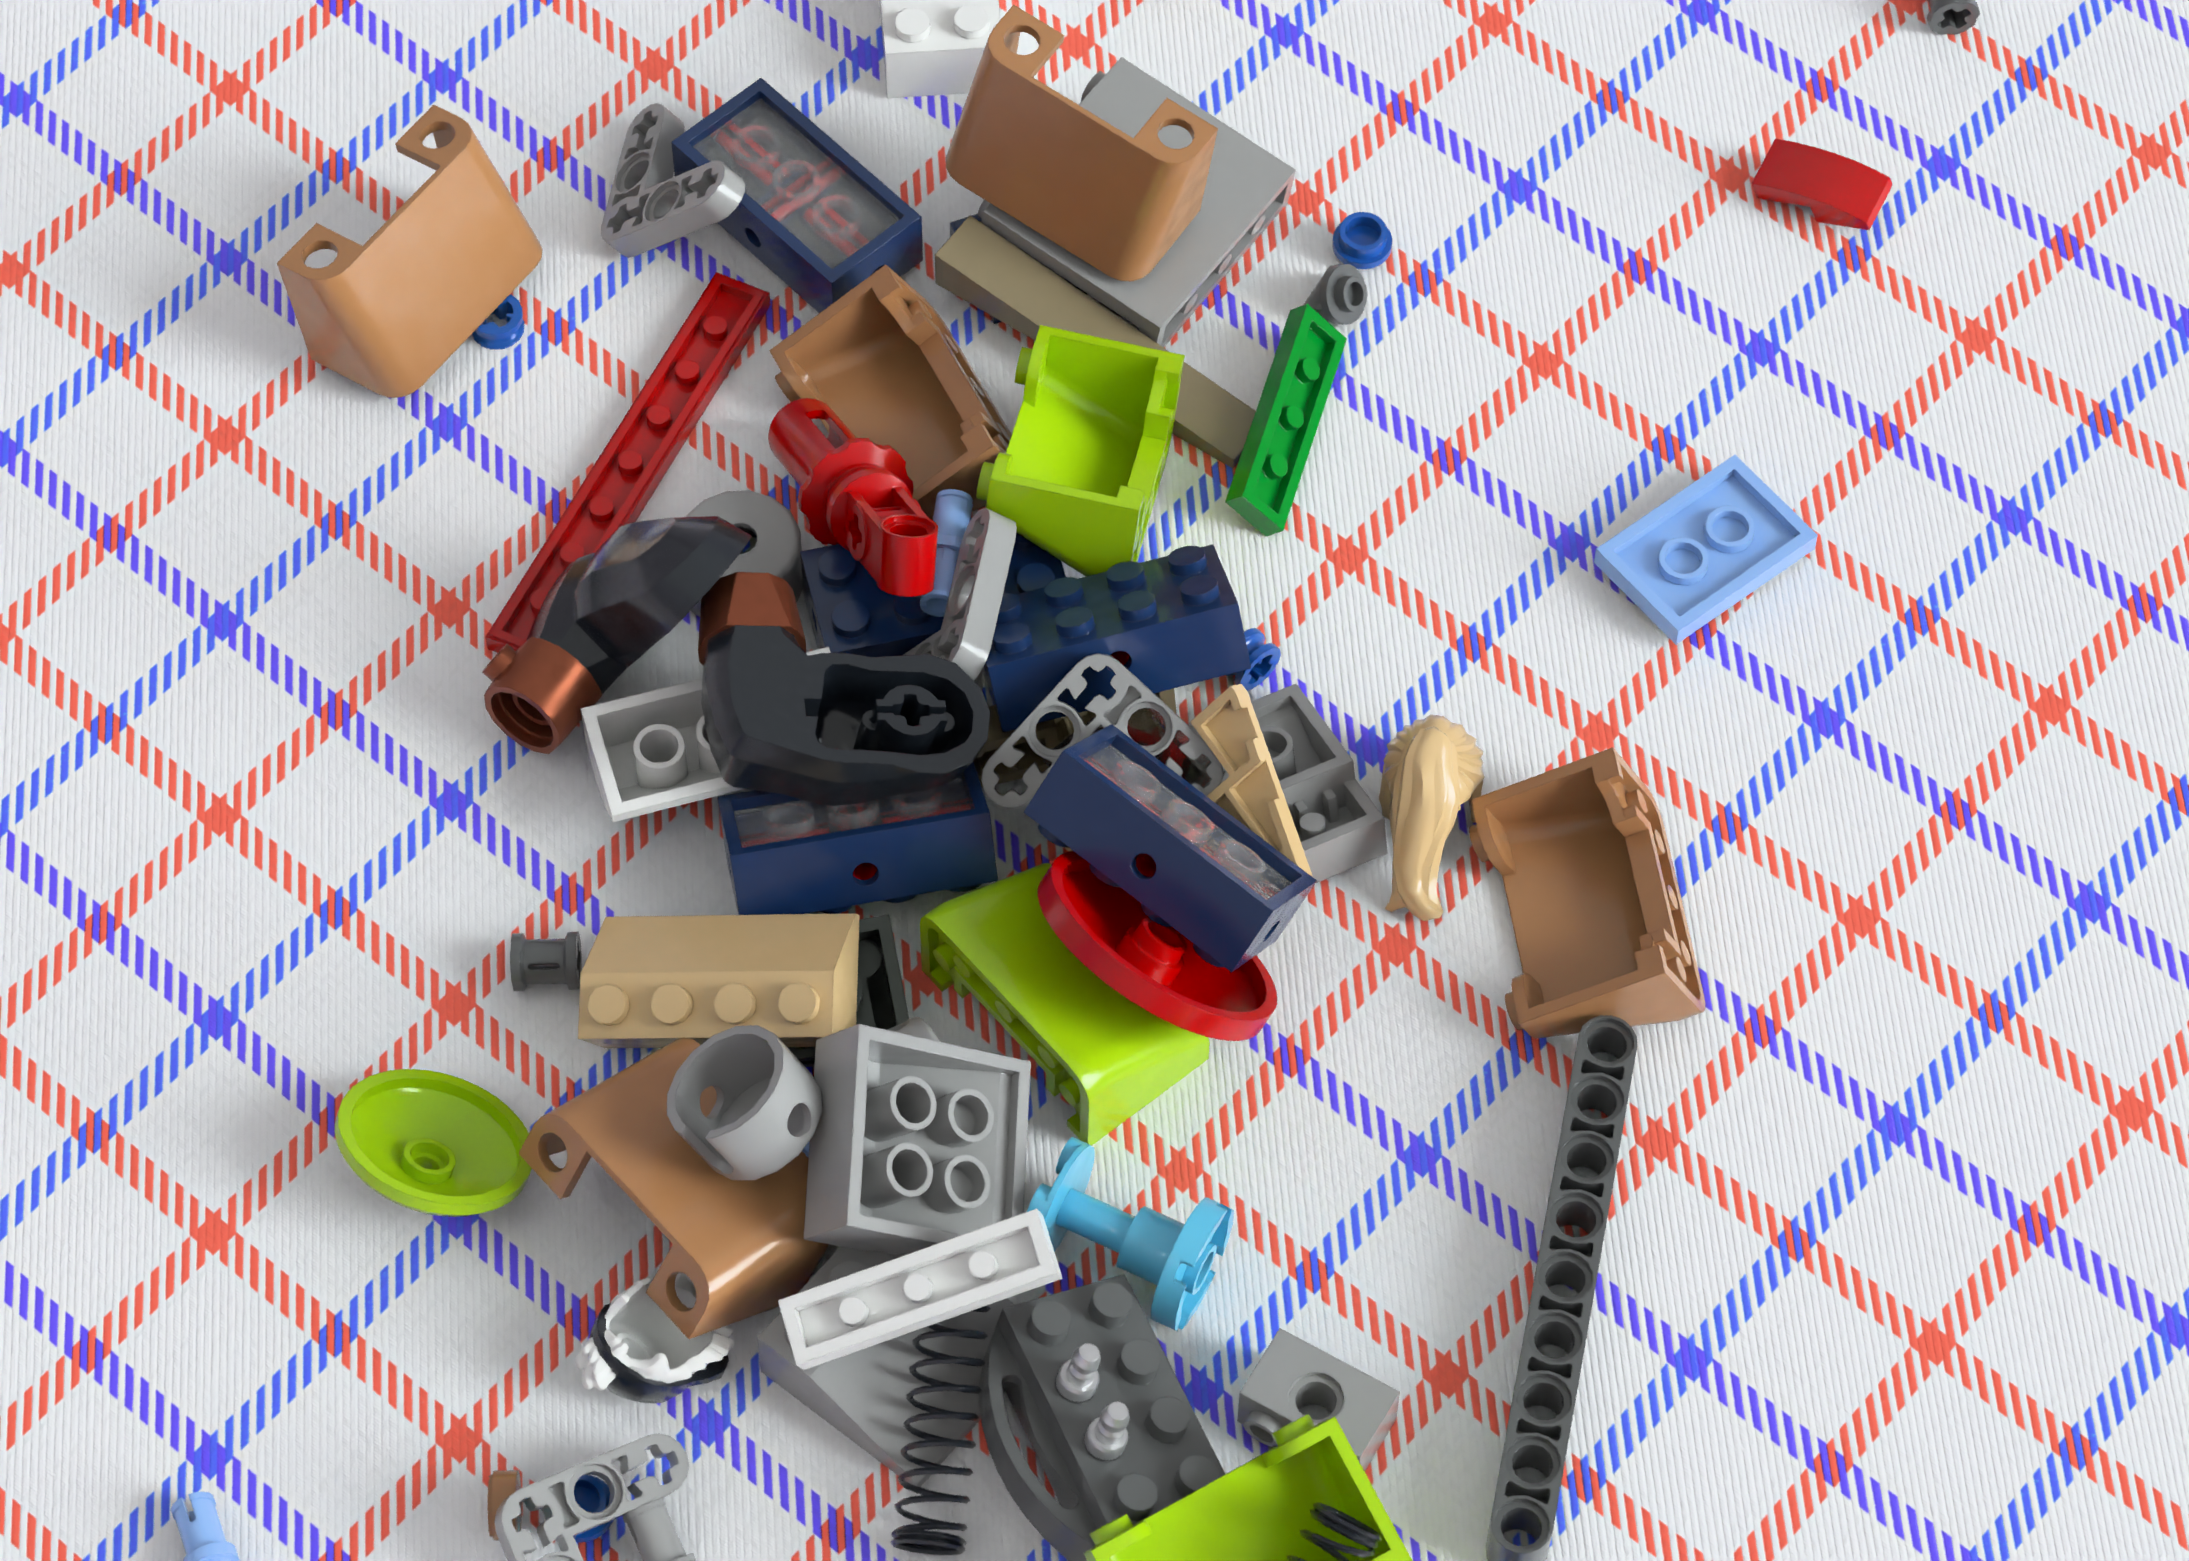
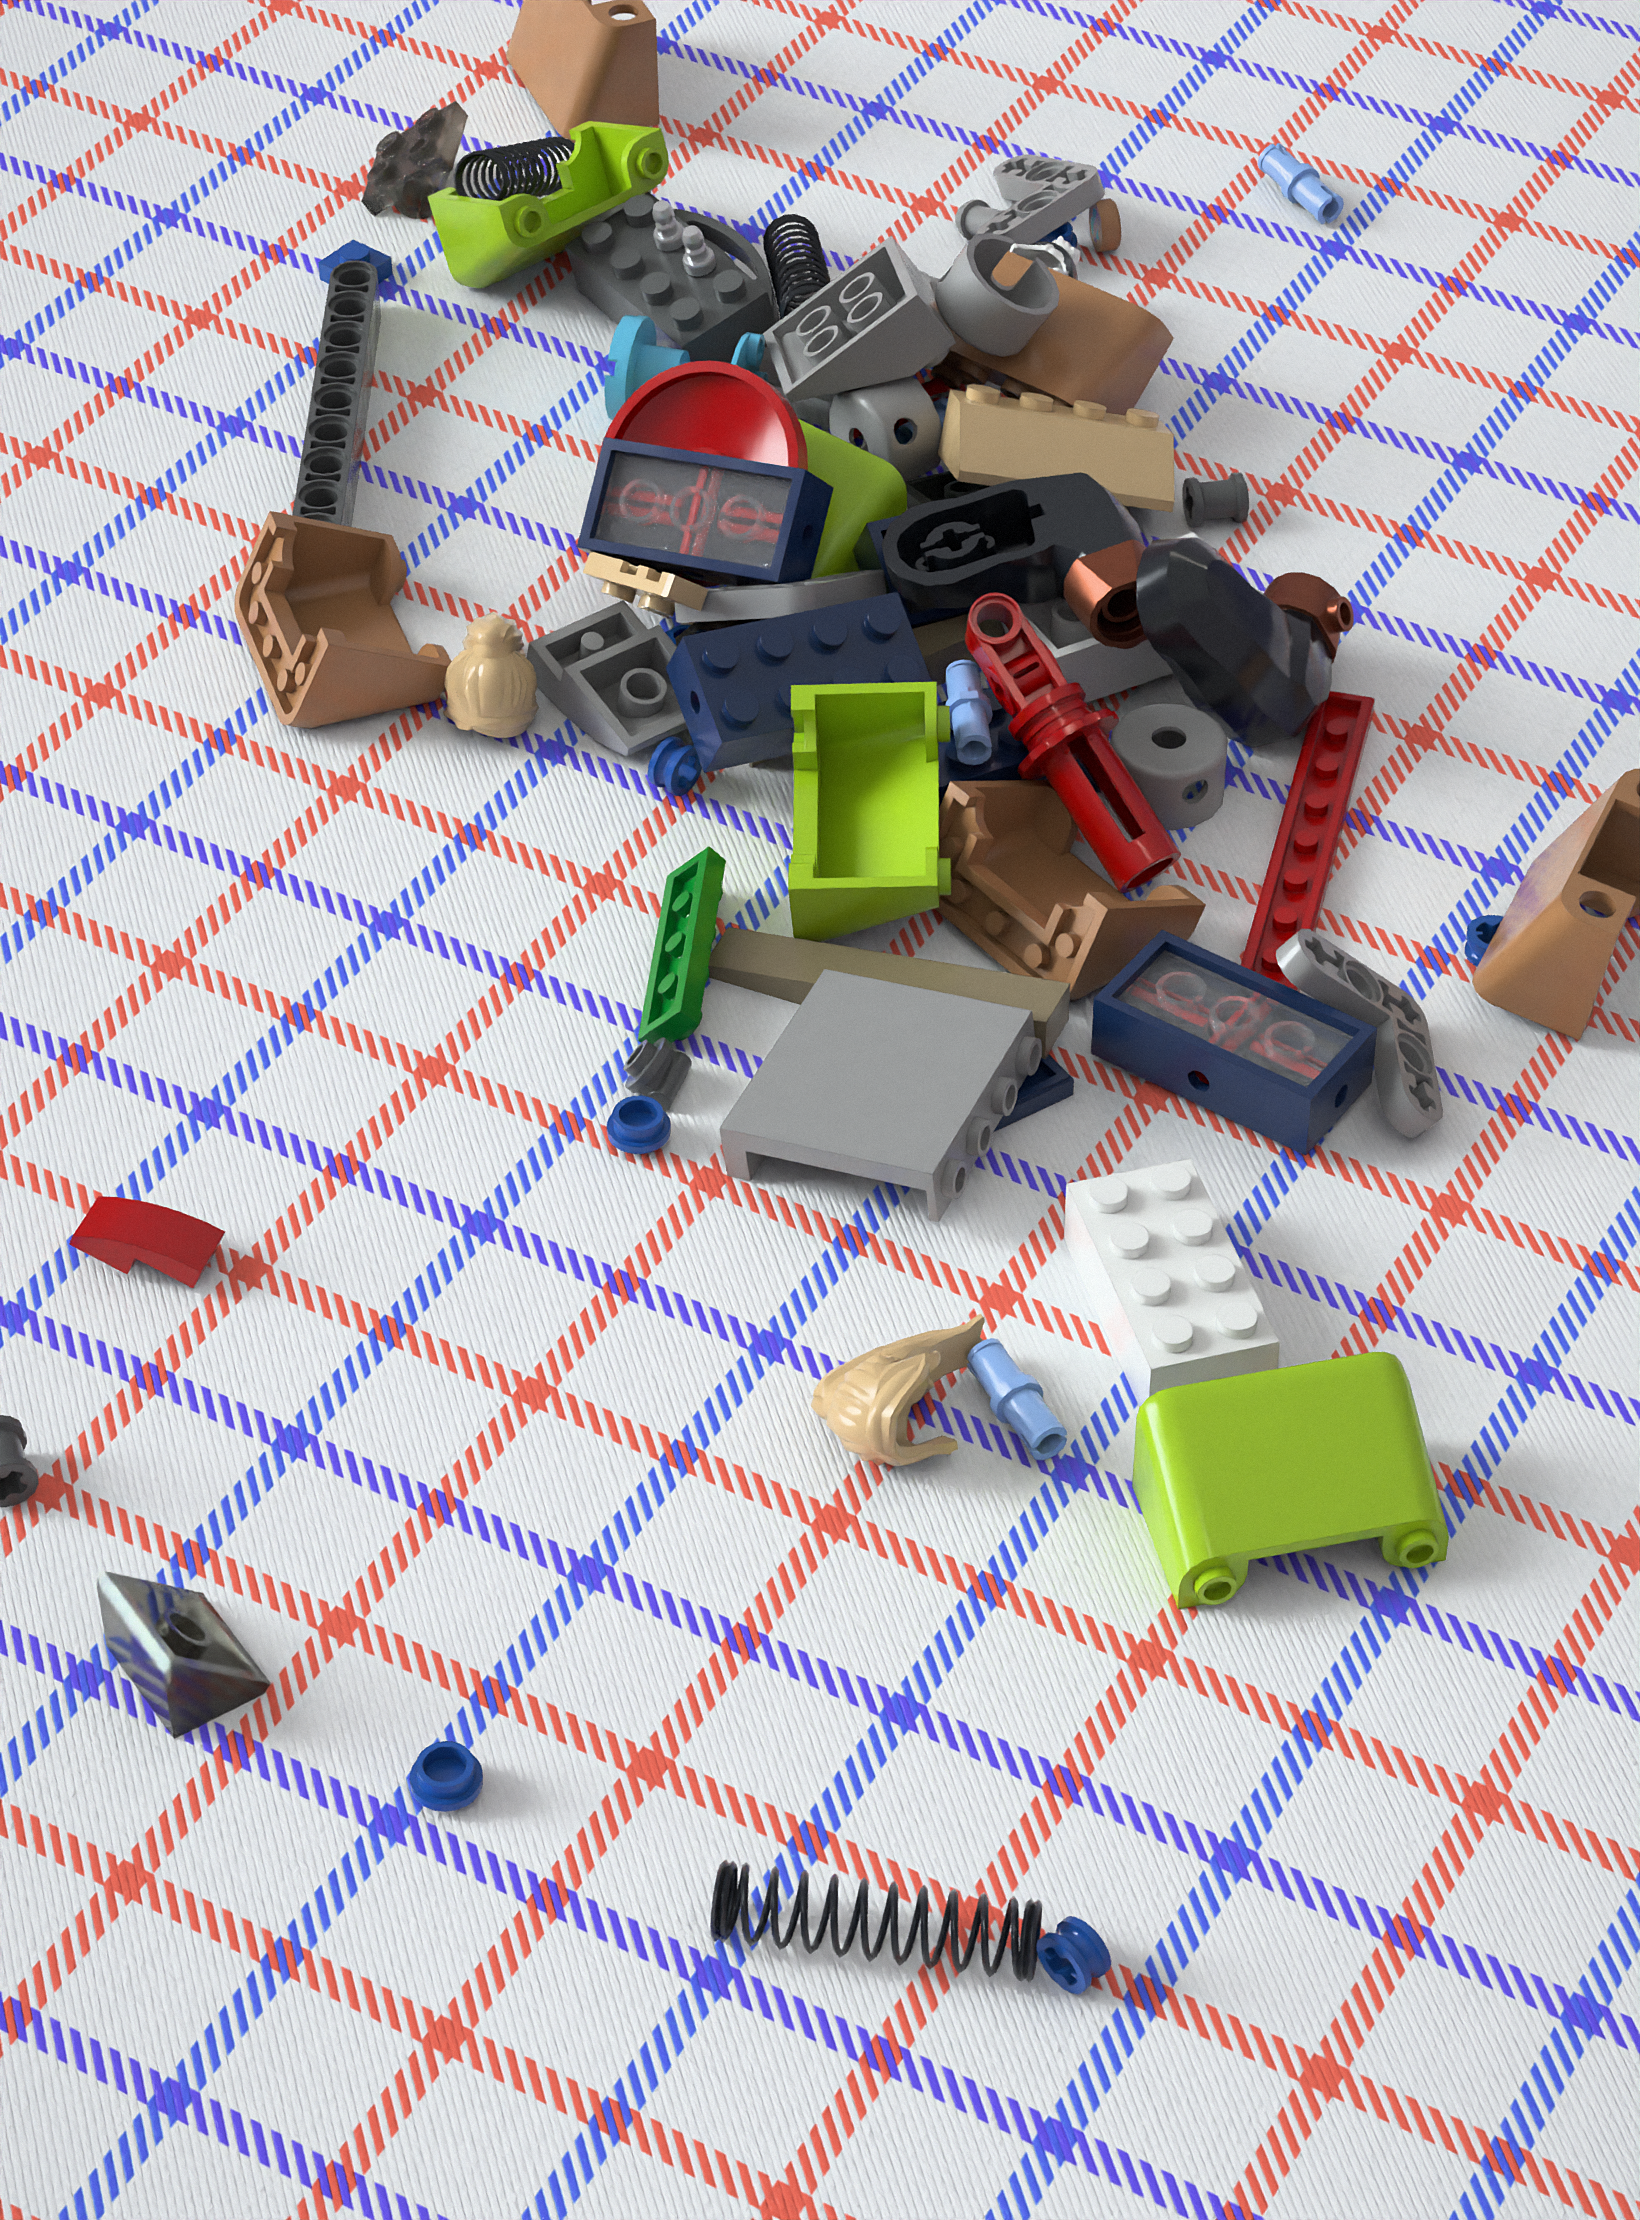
camera: 170 degrees right, 15 degrees down
(432, 1142) = (1241, 339): lime dish -> none
(919, 1289) = (812, 256): white plate -> none
(974, 594) = (931, 642): light grey beam -> none
(1069, 171) = (937, 972): medium nougat windscreen -> none
(1302, 1375) = (518, 339): light grey brick -> none
(1705, 549) = (254, 909): light blue plate -> none

